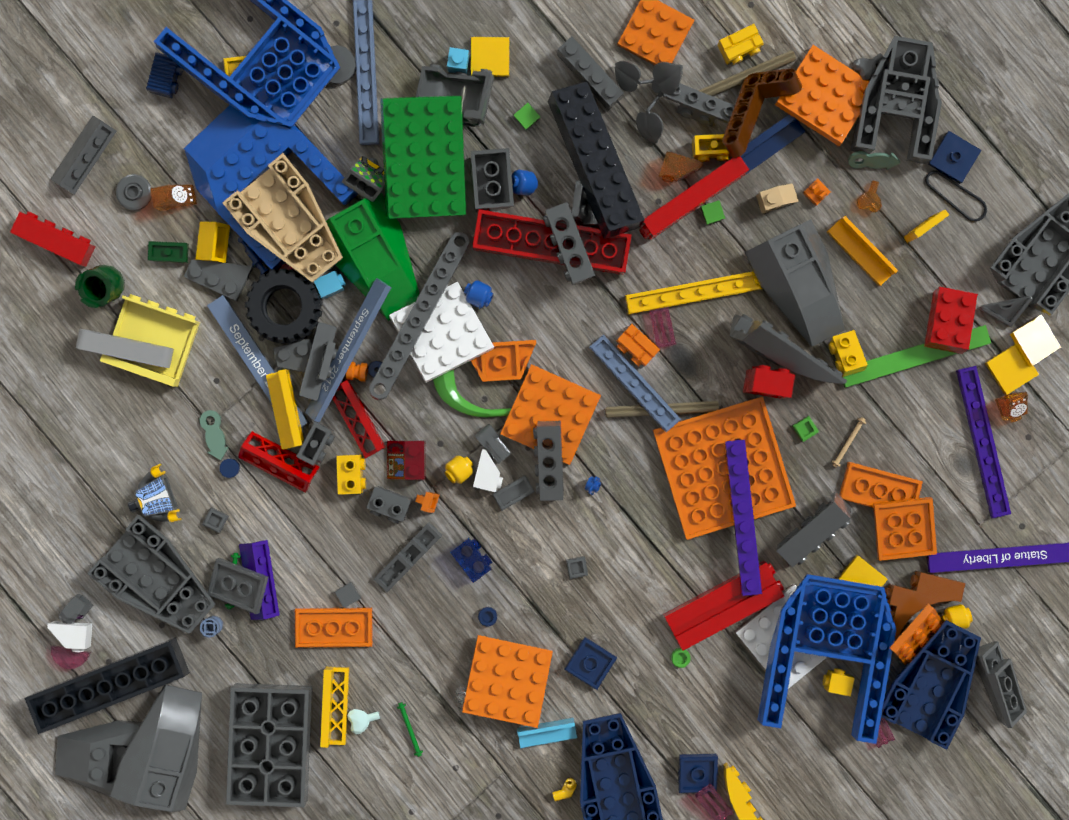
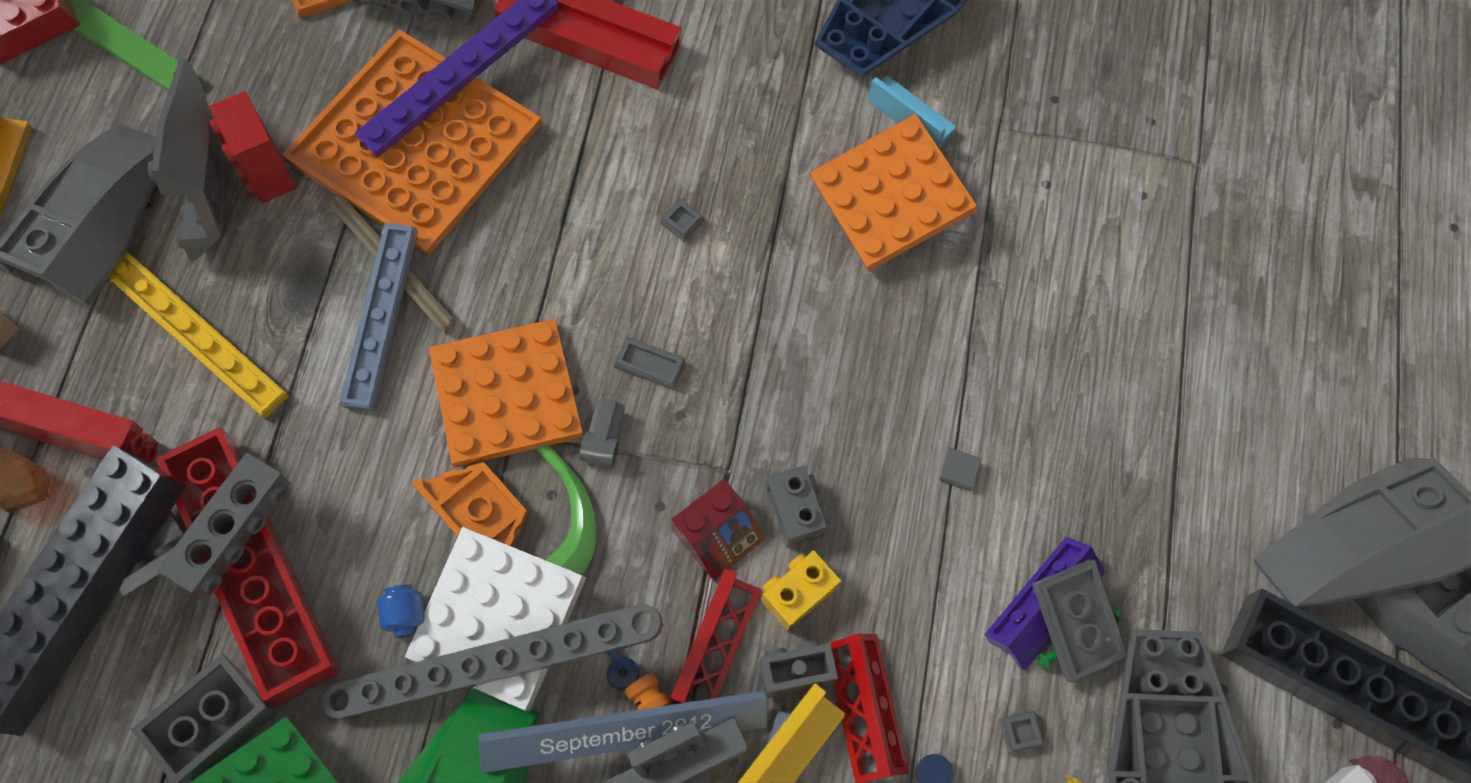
camera: 130 degrees left, 20 degrees down
(211, 626) = (1157, 618): sand blue wheel -> none
(269, 745) = (1233, 414): dark grey brick -> none
(327, 720) = (1118, 381): yellow fence -> none
(333, 627) = (1017, 455): orange tile -> none
(360, 720) = (1096, 331): light aqua rock -> none
(408, 557) = (845, 429): dark grey slope -> none
(417, 750) = (1035, 296): green axle -> none
(428, 501) = (750, 459): orange tile -> none
(459, 469) = (674, 450): yellow head -> none
(467, 562) = (782, 347): clear blue brick -> none
(487, 473) = (649, 411): white slope -> none
(487, 616) = (834, 278): dark blue tile -> none
(524, 182) = (175, 669): blue head -> none
(526, 116) = (69, 751): bright green tile -> none
(549, 490) = (600, 309): dark grey brick -> none
(567, 790) = (957, 45): yellow arm -> none
(590, 663) = (786, 121): dark blue plate -> none
(593, 485) = (559, 271): blue plate -> none
(637, 345) = (323, 349): orange brick -> none
(655, 330) = (279, 343): clear pink tile -> none
(680, 658) = (694, 34): bright green tile -> none
(712, 212) = (58, 384): bright green tile -> none
(805, 428) = (291, 86): bright green tile -> none
(847, 353) = (143, 95): yellow brick -> none
(861, 421) = (234, 33): tan axle -> none

